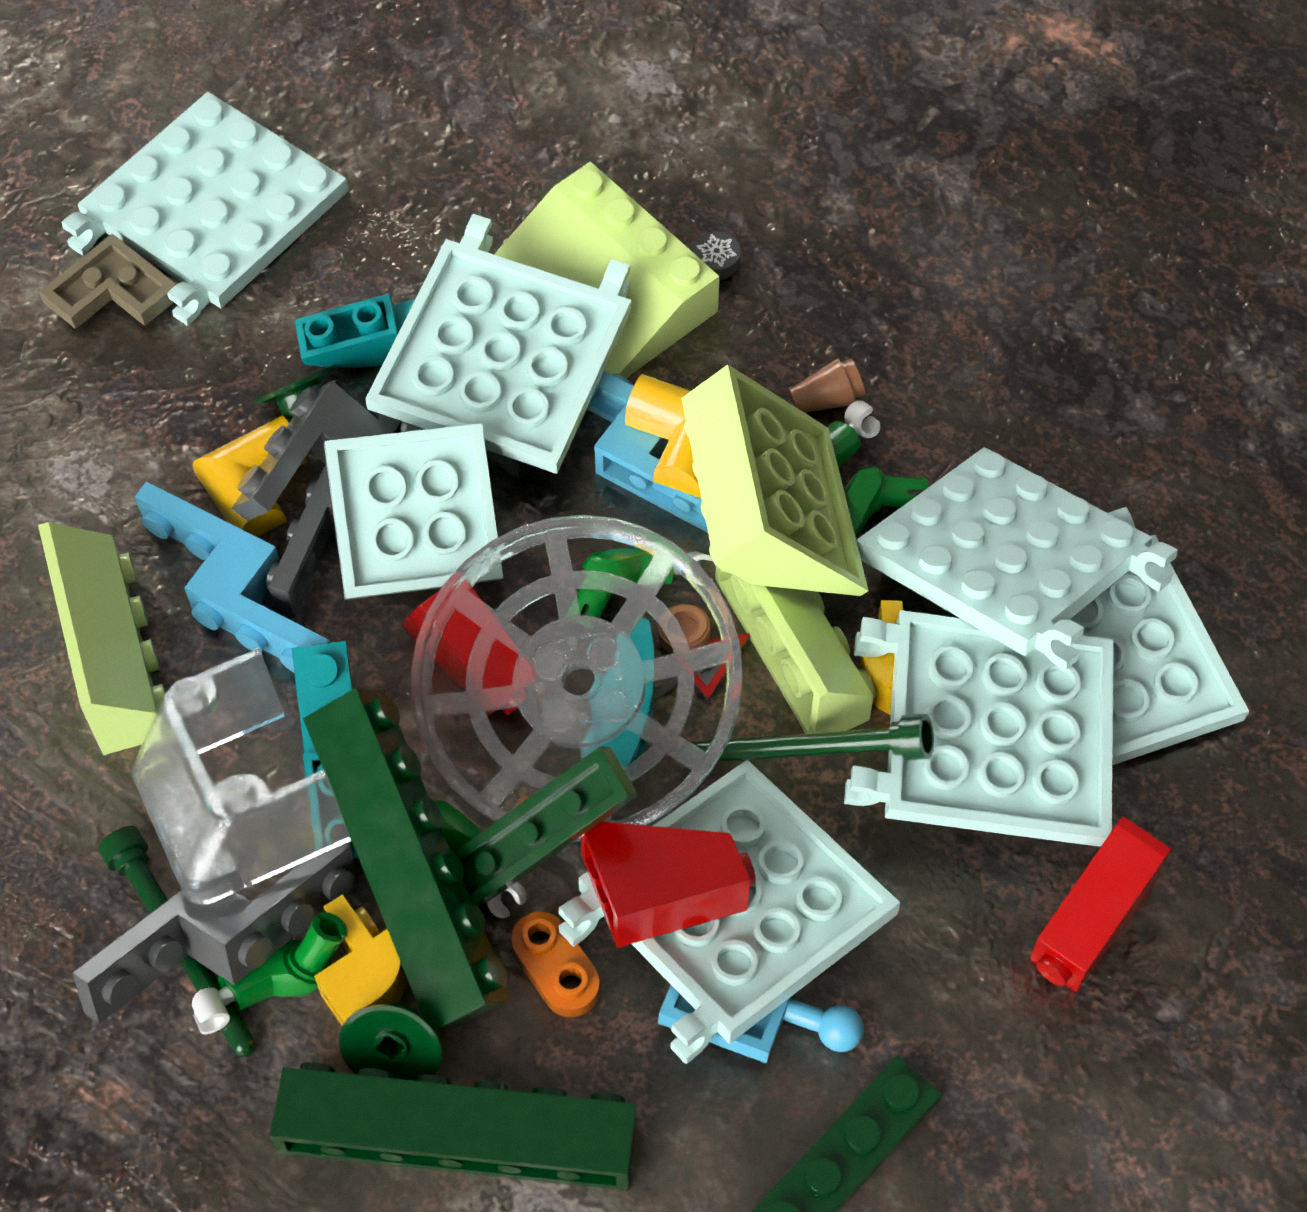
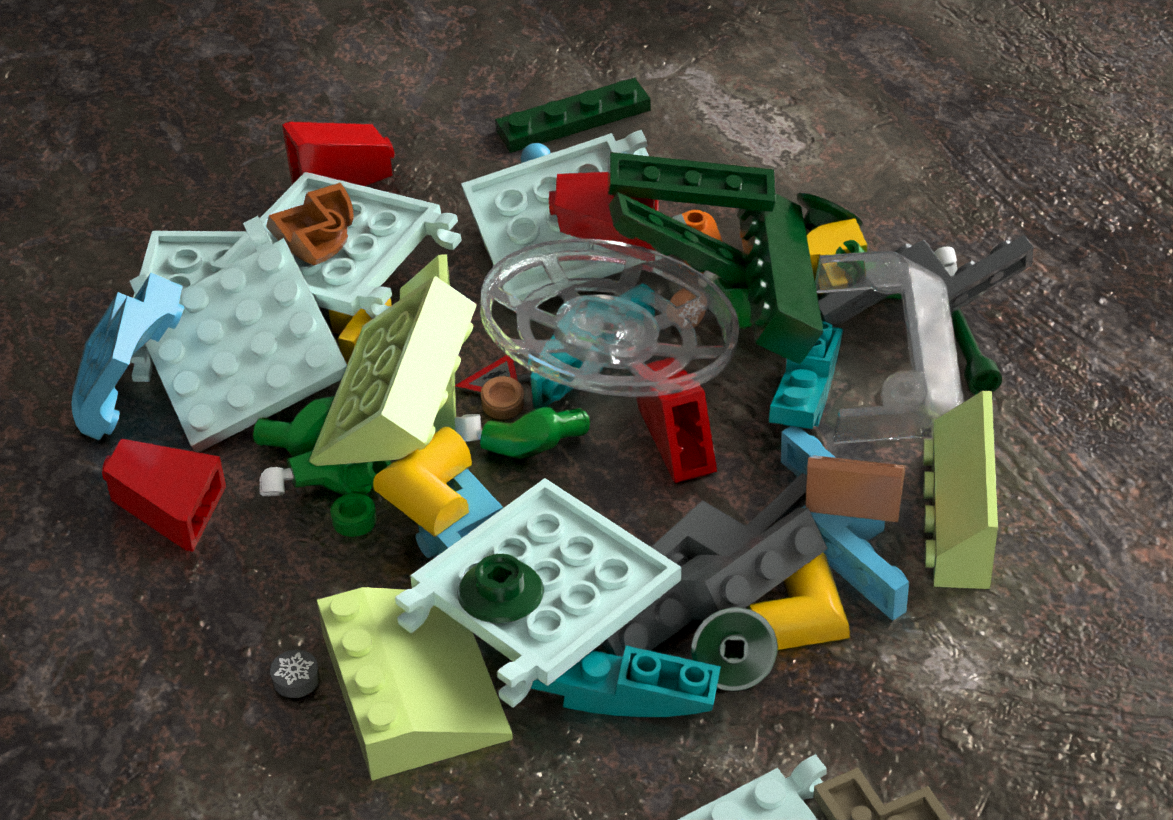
camera: 155 degrees left, 15 degrees down
(215, 567) = (854, 488): none -> nougat slope
(410, 508) = (676, 485): light aqua plate -> none
(454, 1126) = (873, 192): dark green brick -> none
(528, 325) = (500, 589): none -> dark green piece
(554, 899) = (691, 182): none -> dark green plate
(828, 388) = (277, 522): nougat cone -> none
(908, 737) = (403, 221): dark green piece -> none
(972, 381) = (165, 488): none -> red slope
(1018, 711) = (317, 227): none -> dark orange brick
(1116, 475) = (108, 351): none -> medium azure slope

